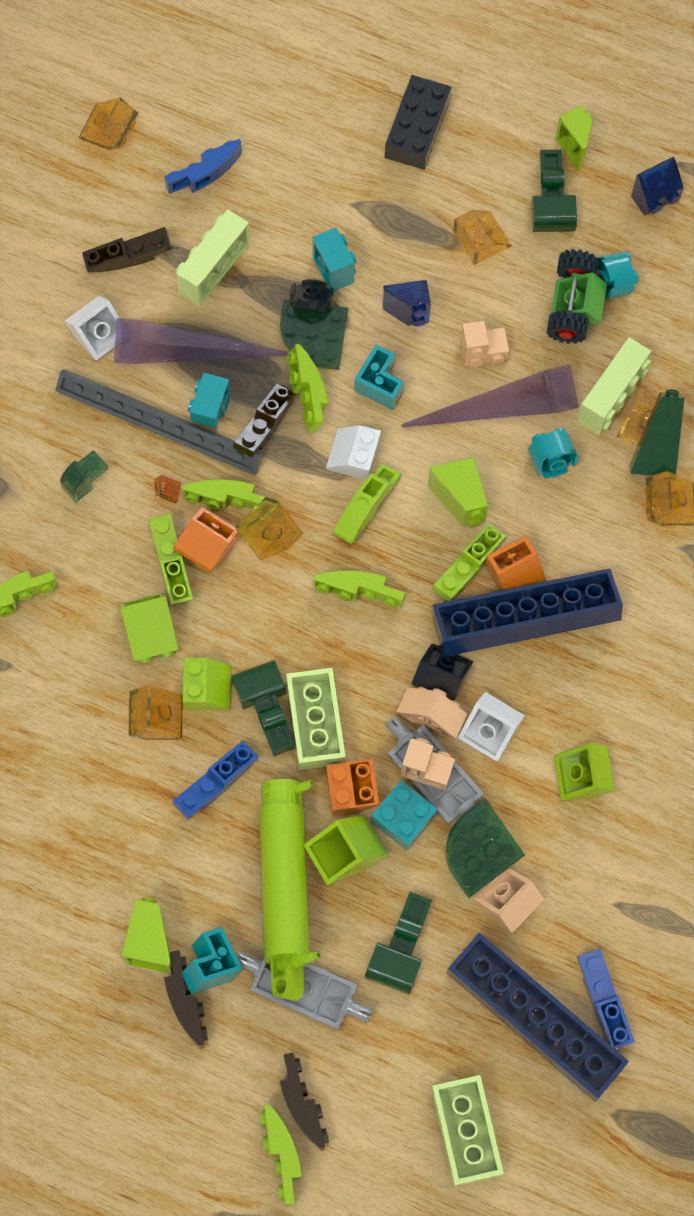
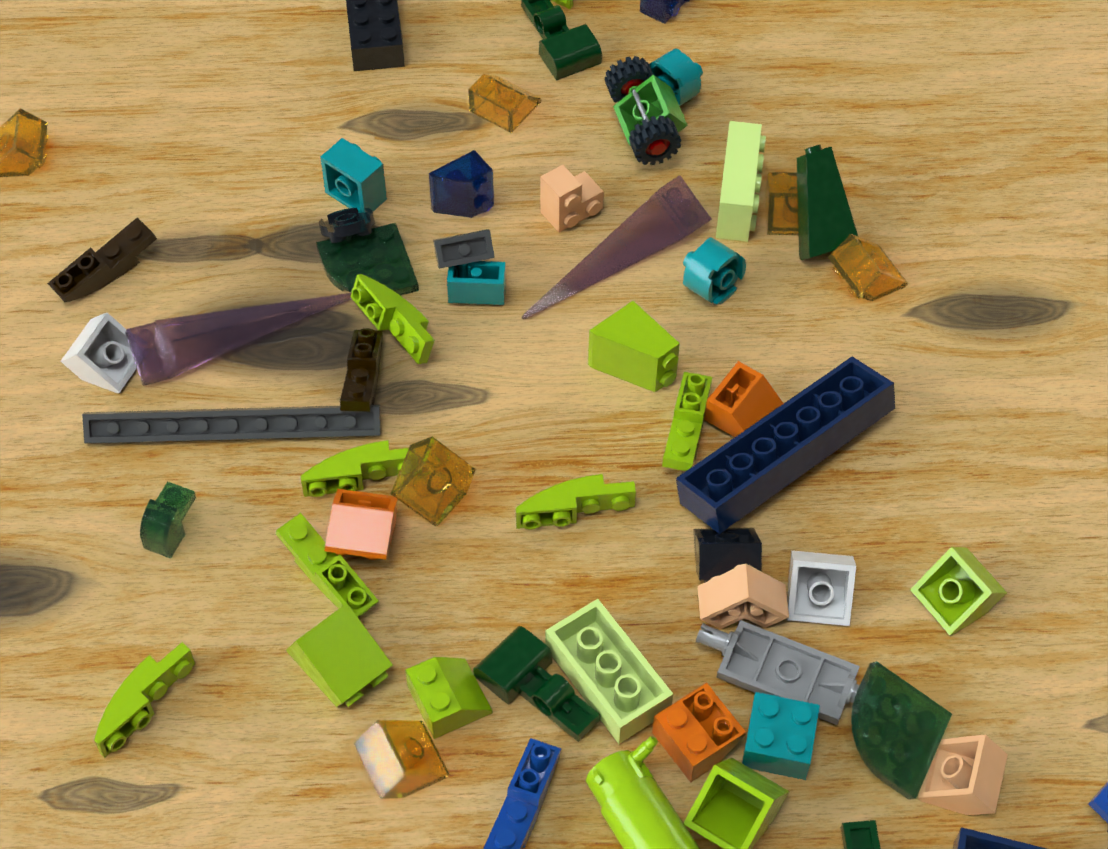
camera: 25 degrees left, 15 degrees down
(167, 488) = (279, 493): clear orange slope -> none
(210, 400) = (285, 369): teal brick -> none
(212, 166) = (153, 156): blue slope -> none
(213, 257) = (210, 227): yellowish green brick -> none
(354, 451) = (485, 361): white slope -> none
(365, 503) = (531, 409): lime slope -> none
(377, 360) = (463, 248): none -> dark grey plate
(427, 766) = (776, 659): light nougat brick -> none

